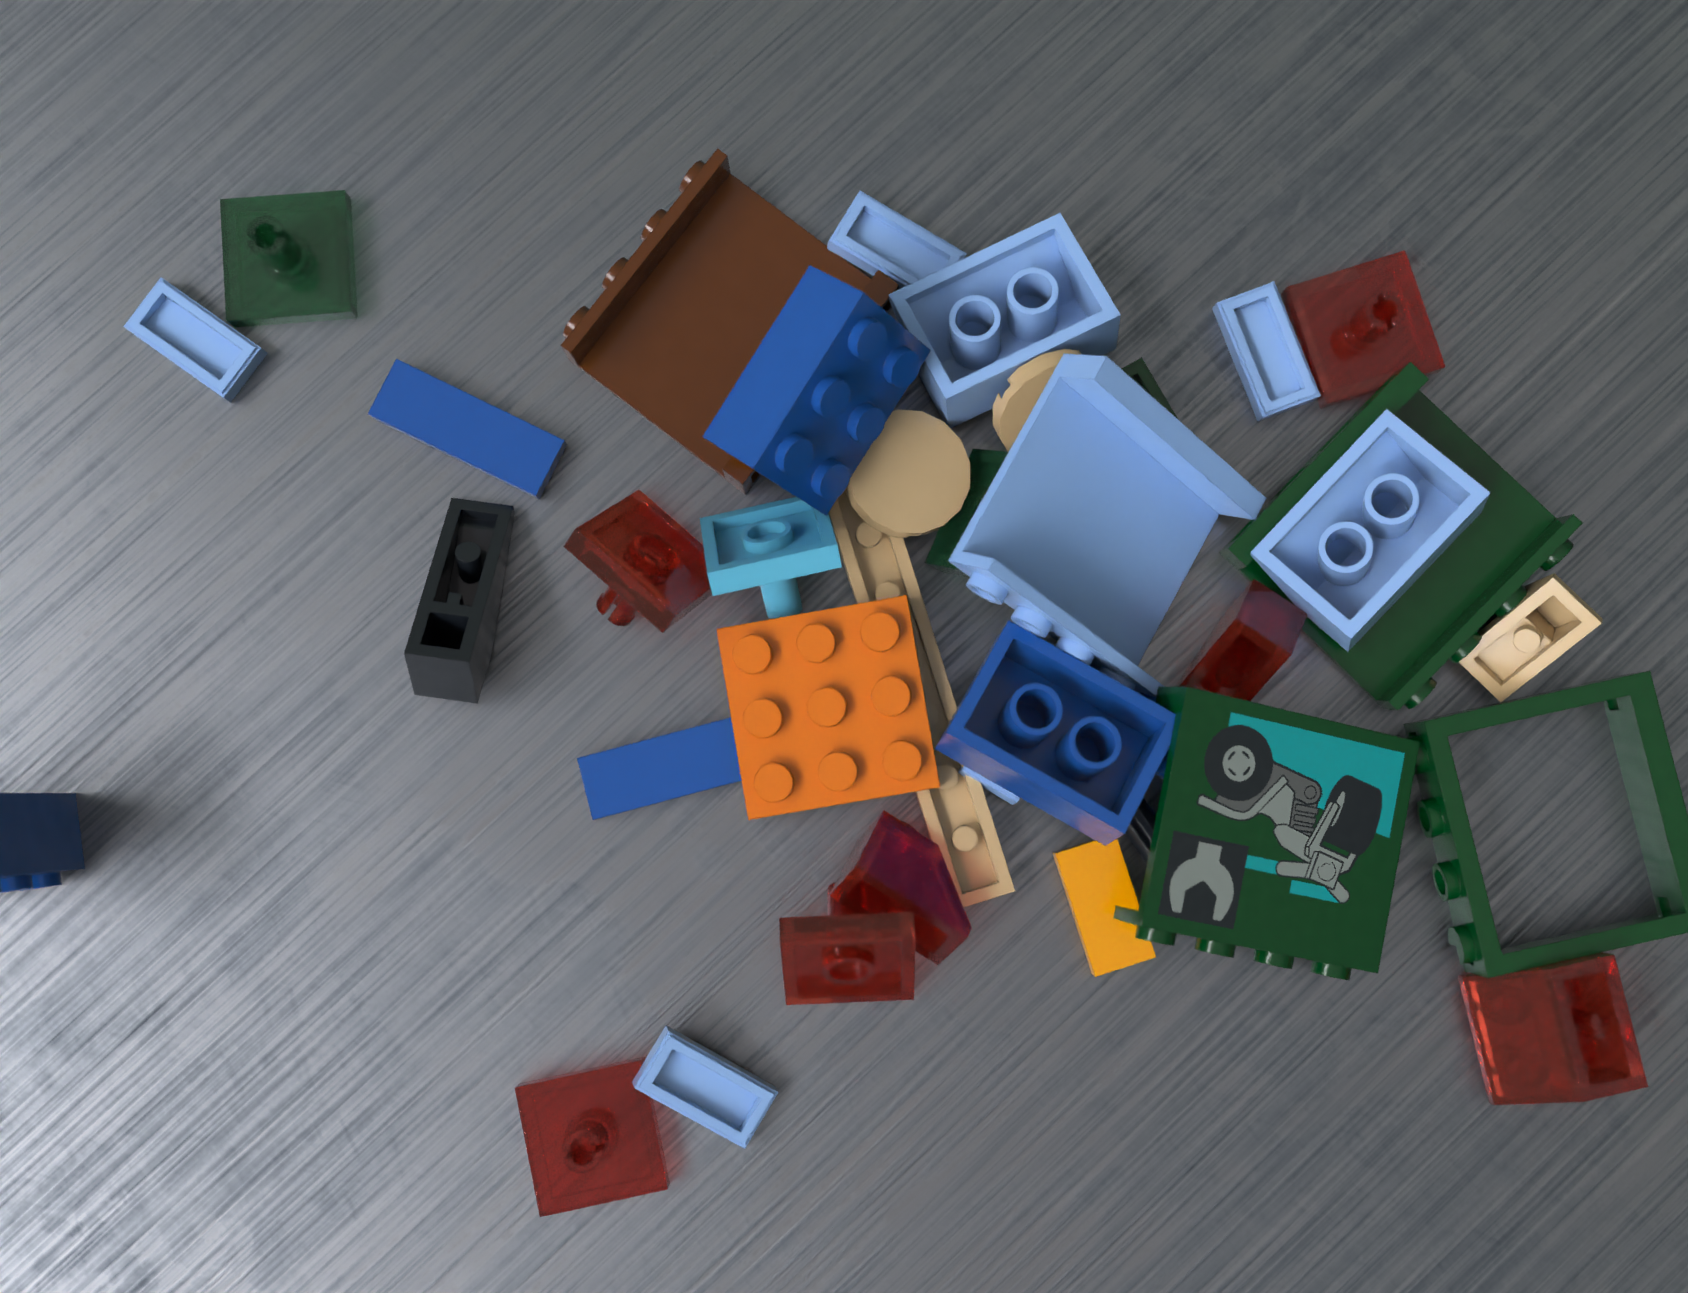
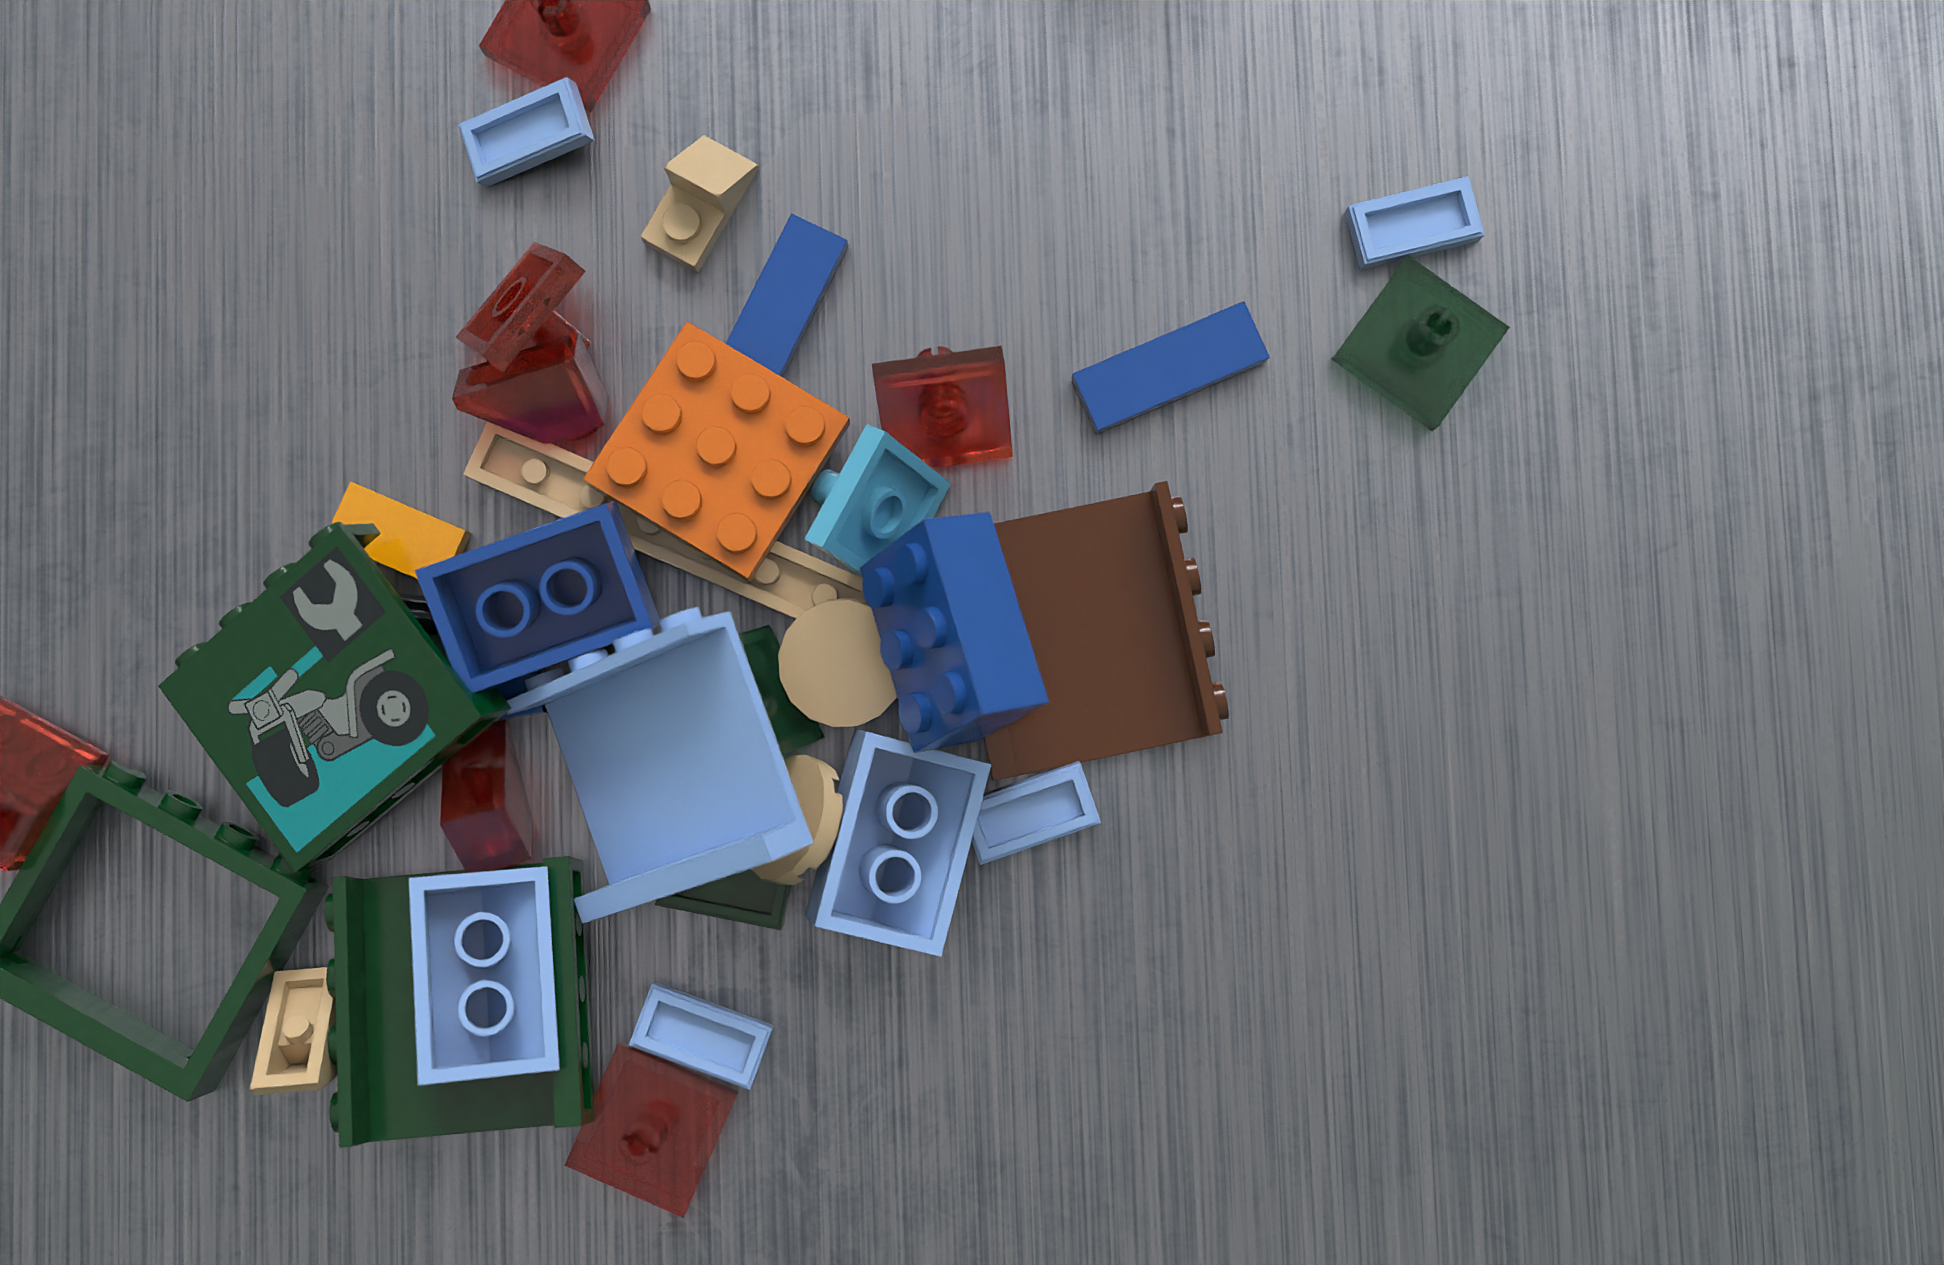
camera: 130 degrees right, 0 degrees up
(460, 602) = (1039, 252): black slope -> none
(644, 903) = (700, 201): none -> tan slope

